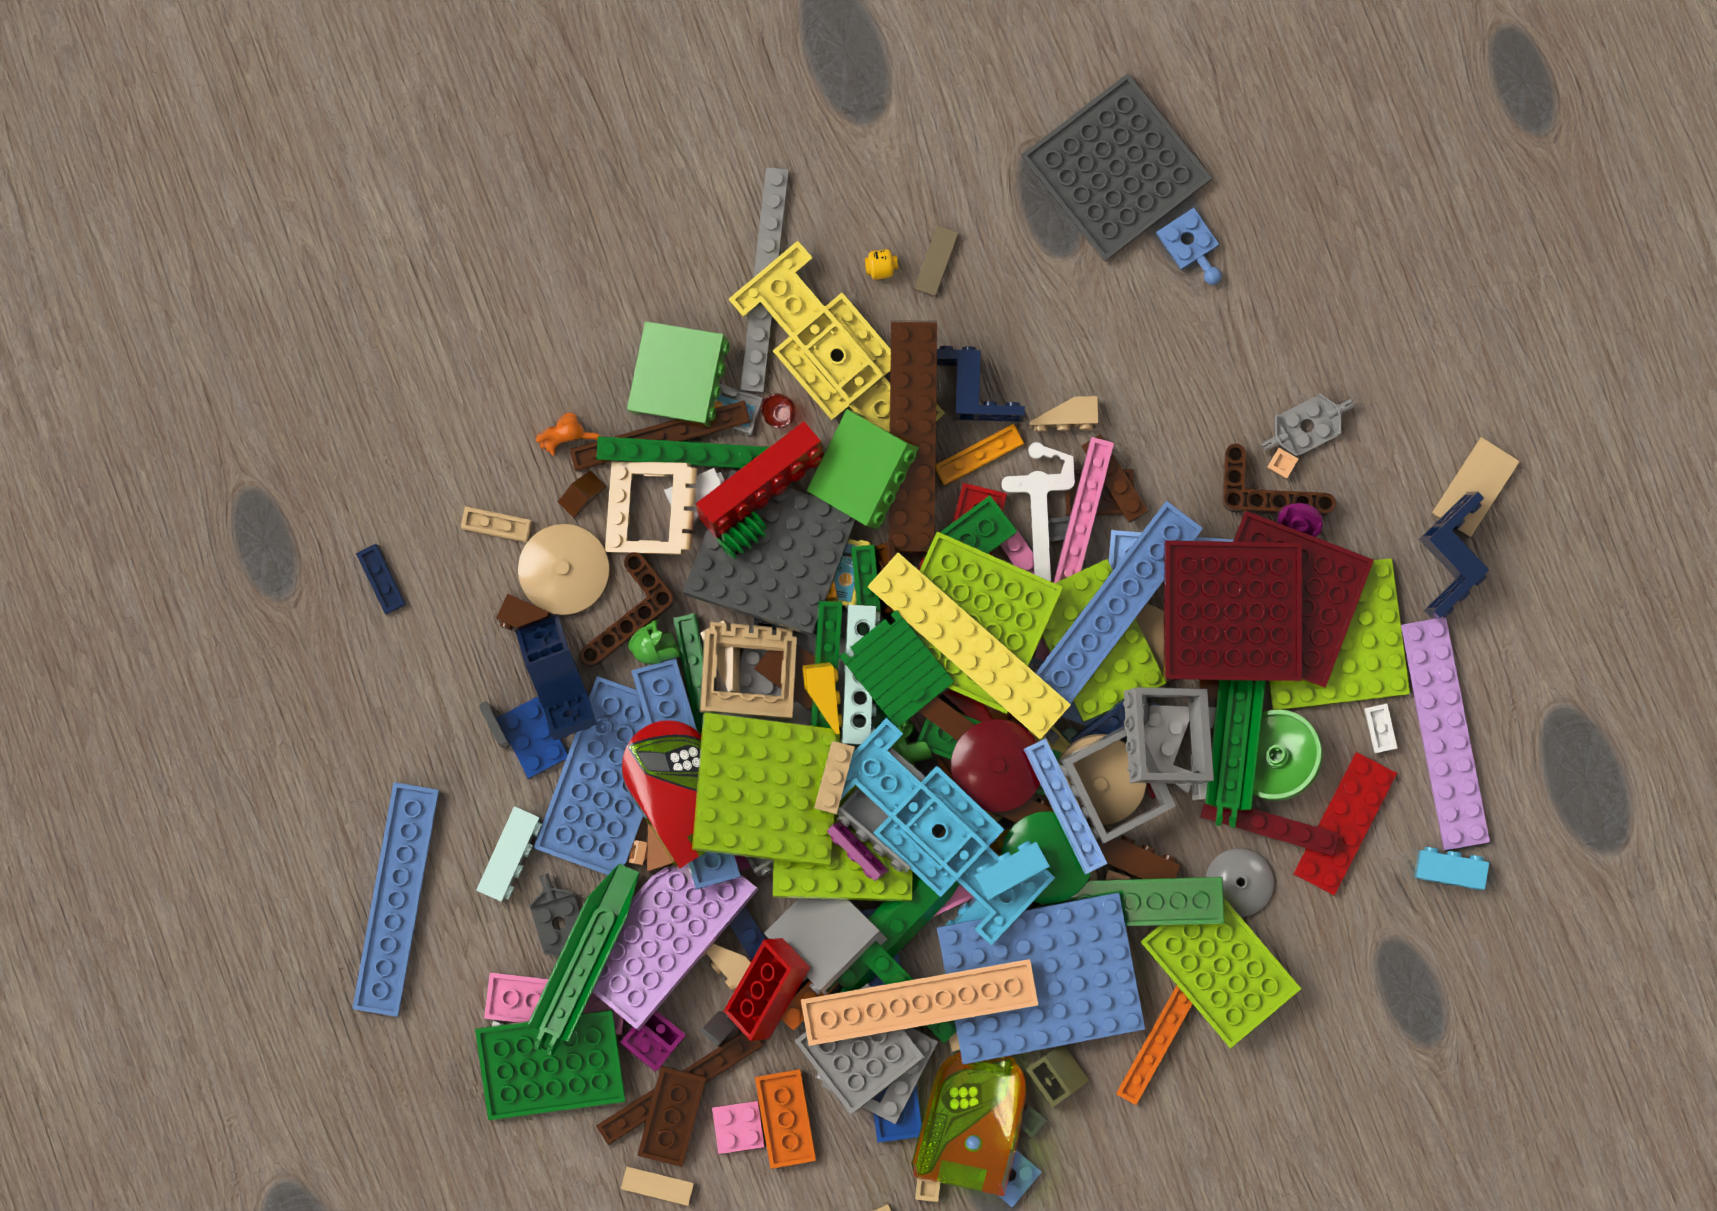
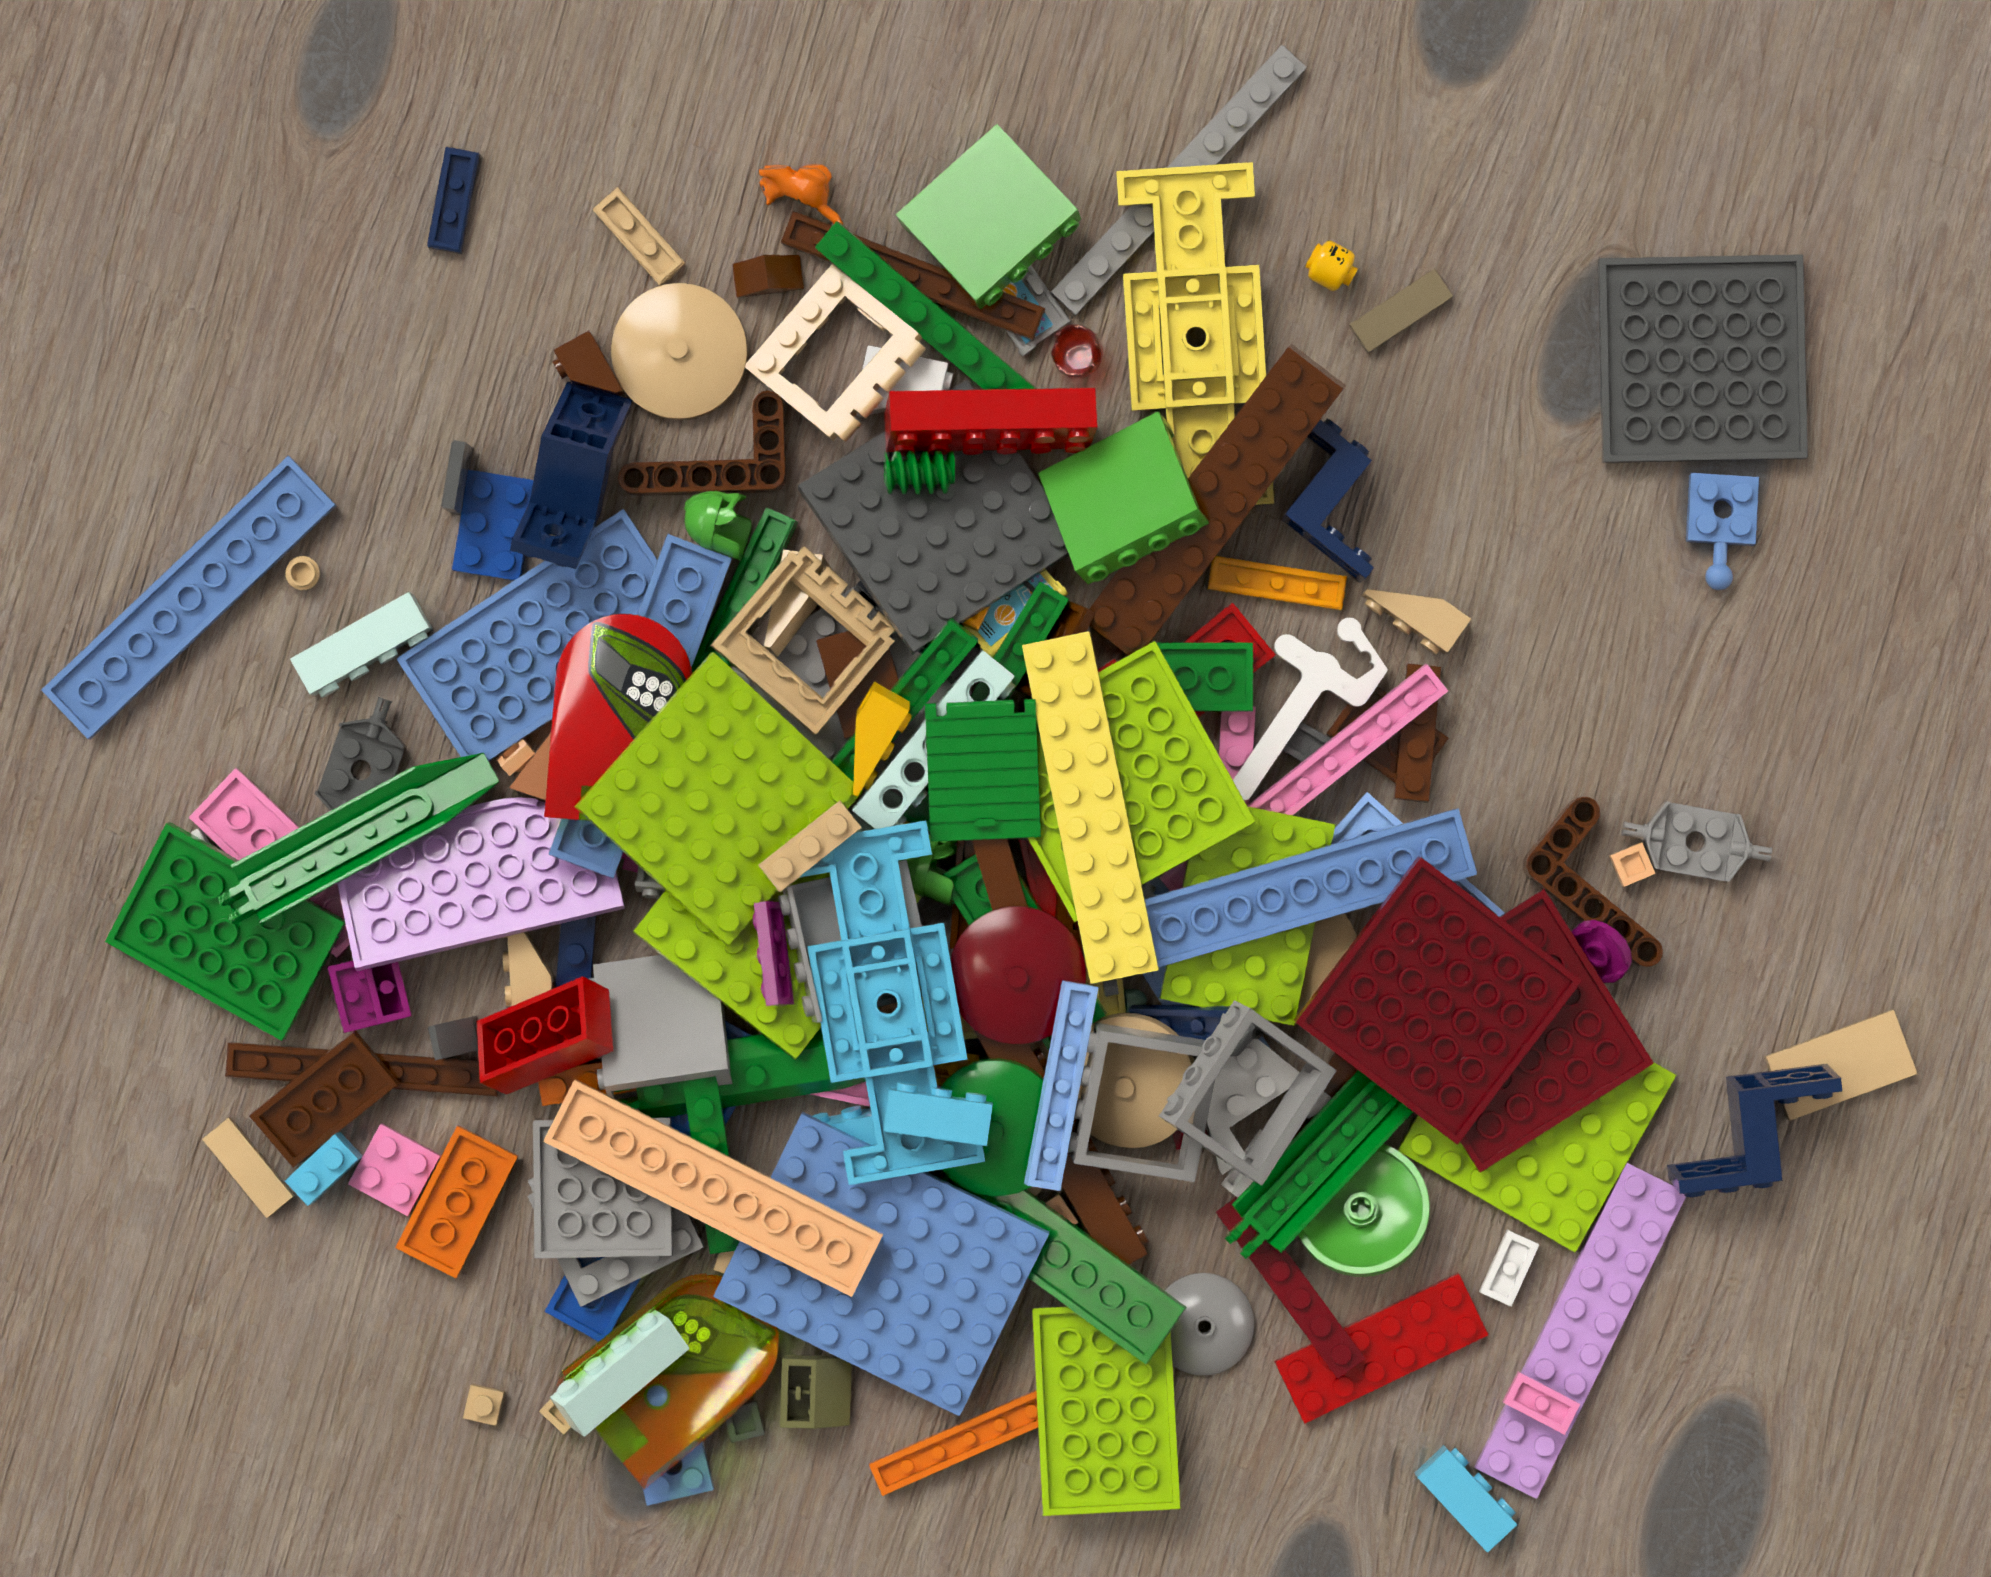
camera: 30 degrees right, 5 degrees up
(448, 840) = (302, 573): none -> tan plate
(699, 1154) = (324, 1168): none -> medium azure brick
(943, 1142) = (619, 1372): none -> light aqua brick
(1452, 787) = (1541, 1402): none -> bright pink plate

